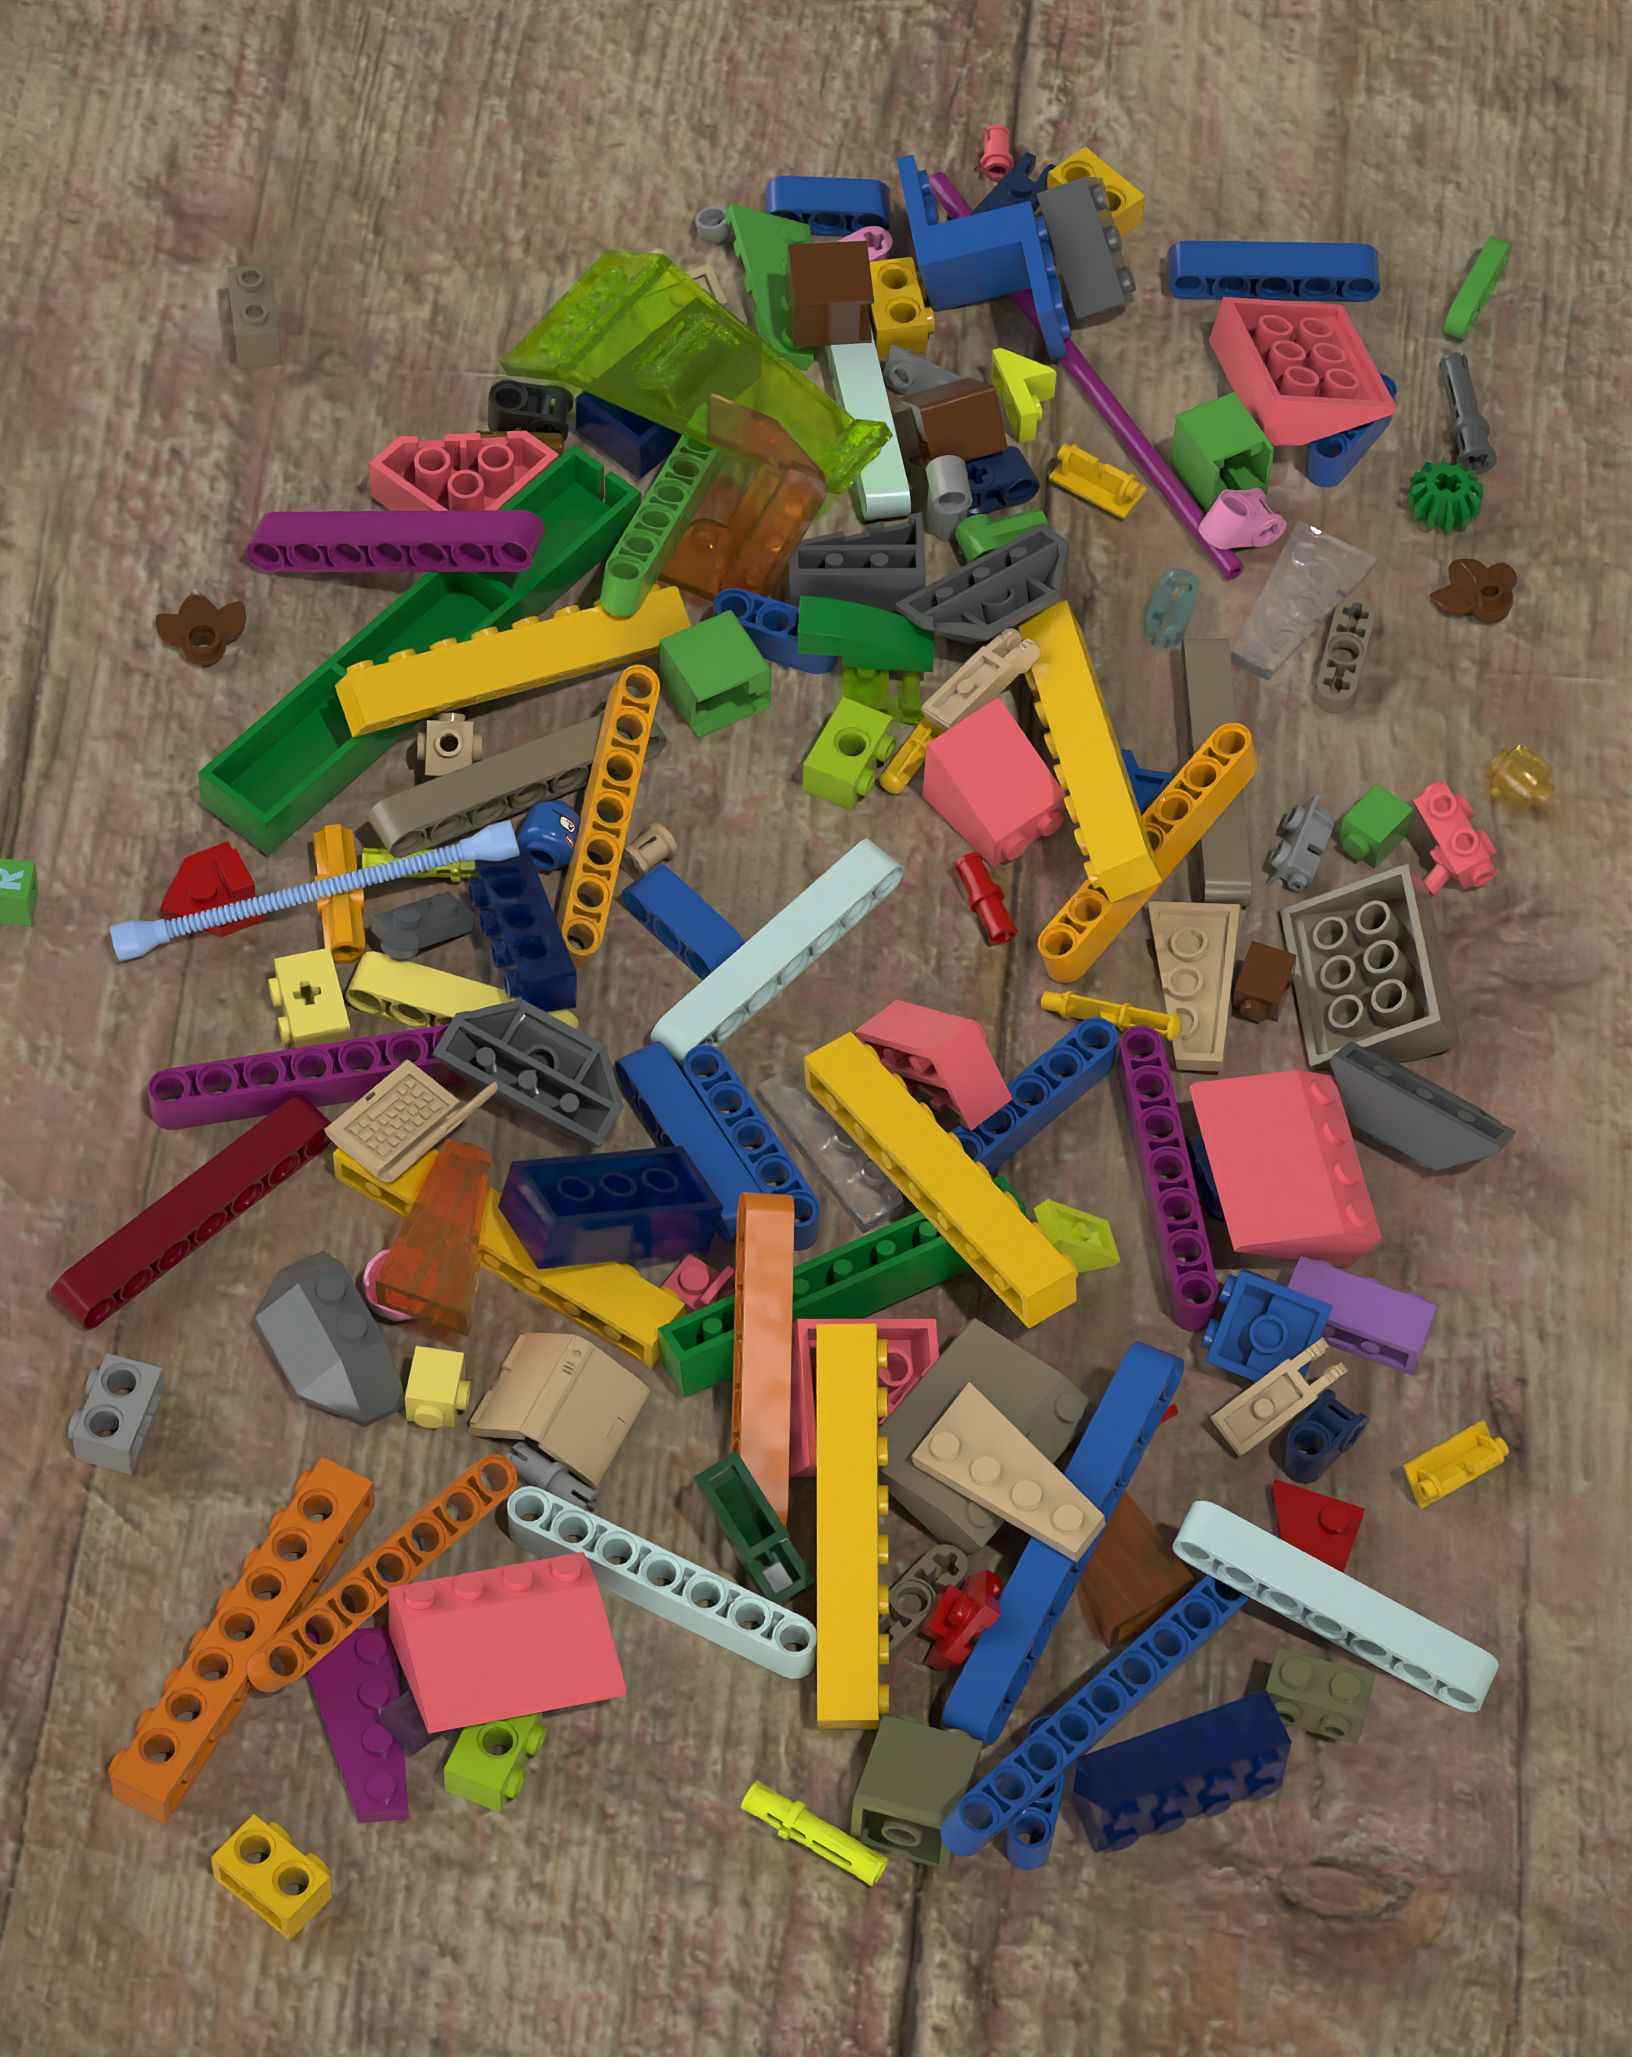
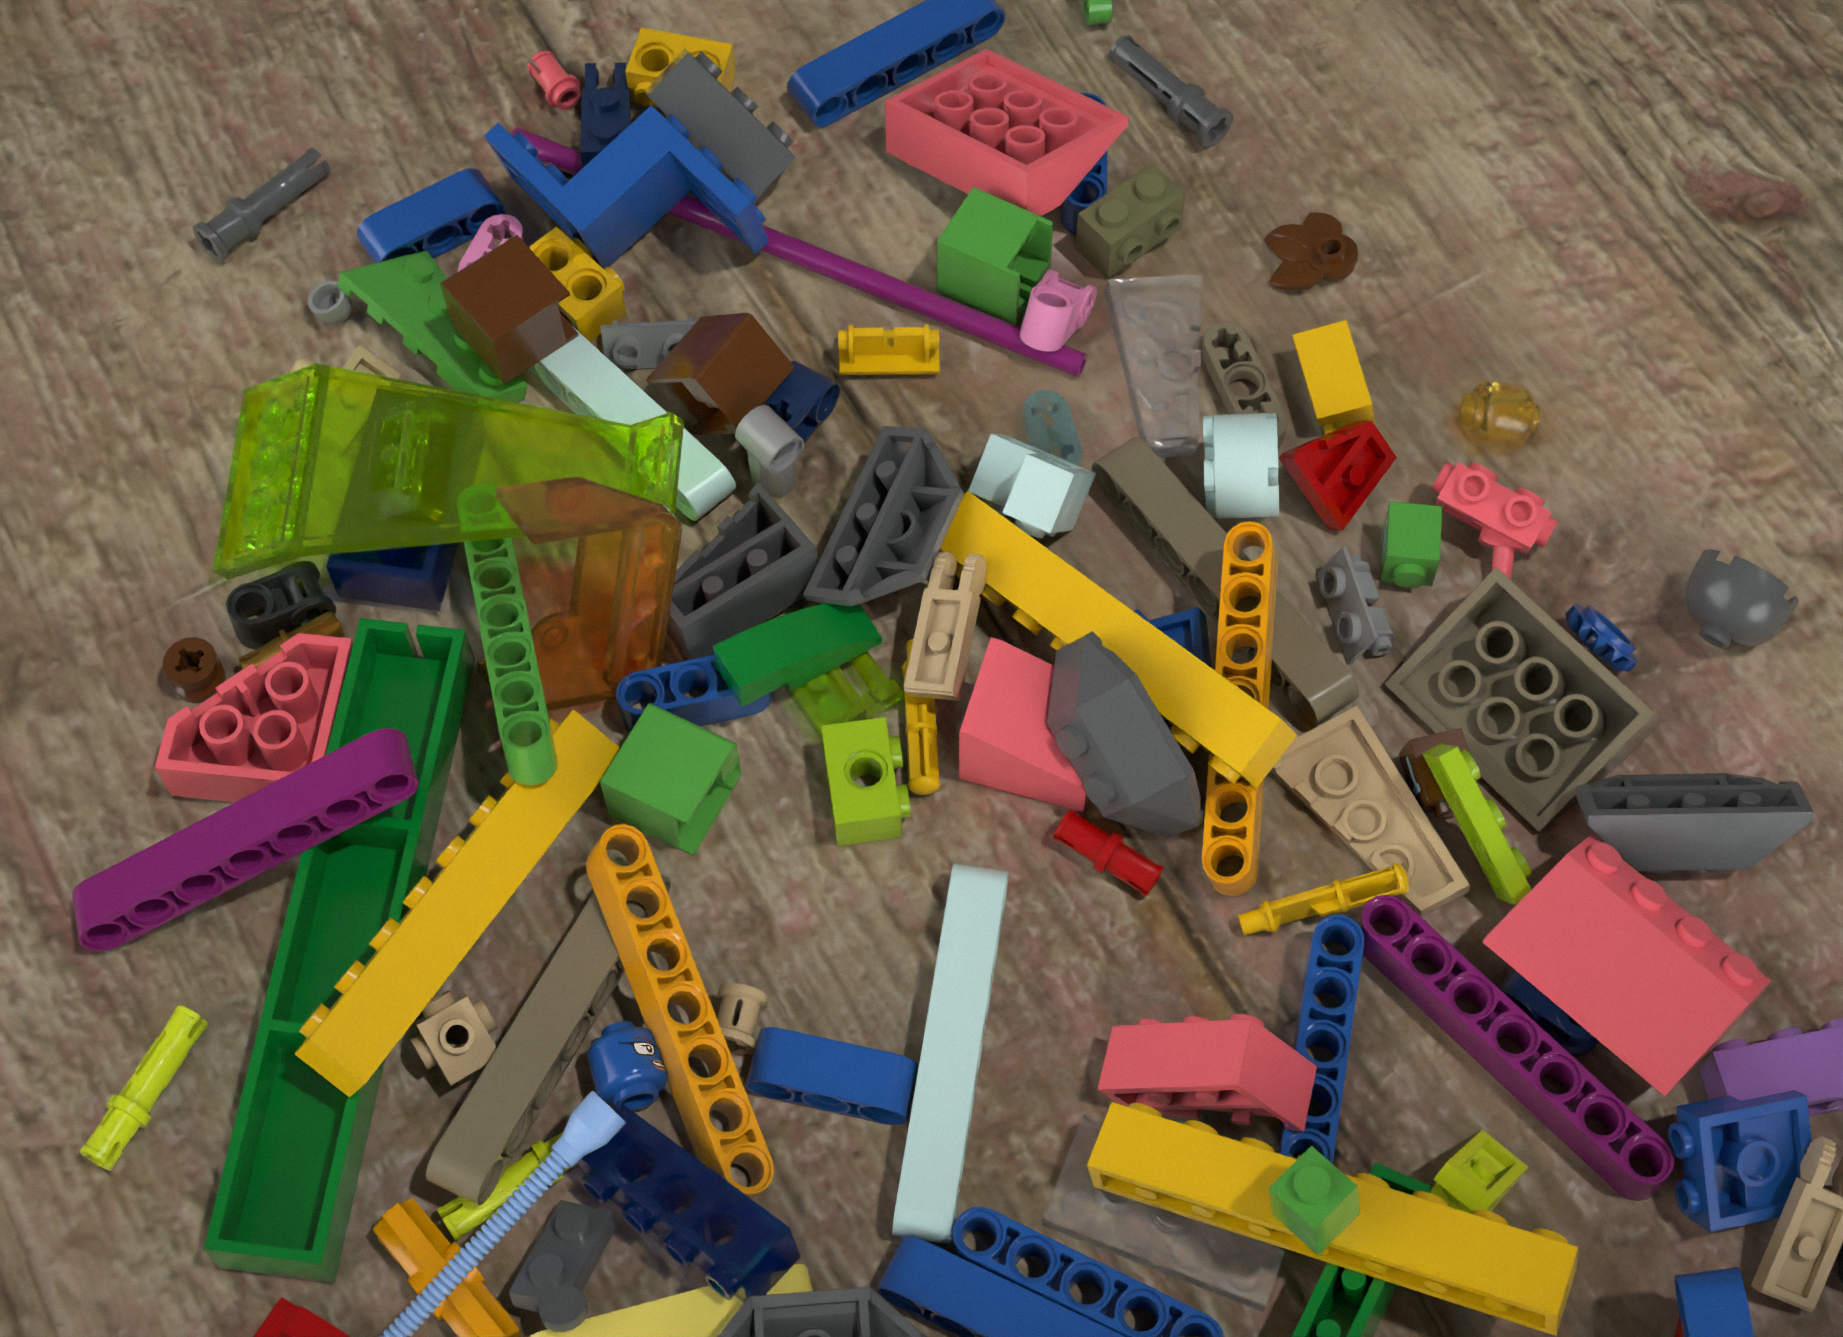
camera: 30 degrees left, 5 degrees up
(200, 625) = (83, 1052): reddish brown plate -> none
(210, 673) = (138, 1096): none -> neon yellow pin
(433, 416) = (193, 682): none -> reddish brown wheel
(695, 129) = (245, 215): none -> dark grey pin
(924, 1144) = (1314, 1200): none -> bright green brick
(981, 534) = (833, 471): bright green piece -> none
(1021, 388) = (751, 291): neon yellow slope -> none
(1033, 823) = (1120, 741): none -> dark grey wedge
(1122, 628) = (1031, 486): none -> light aqua brick
(1259, 1019) = (1479, 821): none -> lime plate
(1288, 699) = (1241, 465): none -> light aqua brick
(1351, 488) = (1130, 220): none -> olive brick
(1363, 745) = (1340, 470): none -> red wing
(1415, 685) = (1333, 376): none -> yellow hinge
(1445, 496) = (1217, 178): green gear -> none
(1461, 964) = (1602, 637): none -> blue gear
(1581, 998) = (1736, 601): none -> dark grey cylinder

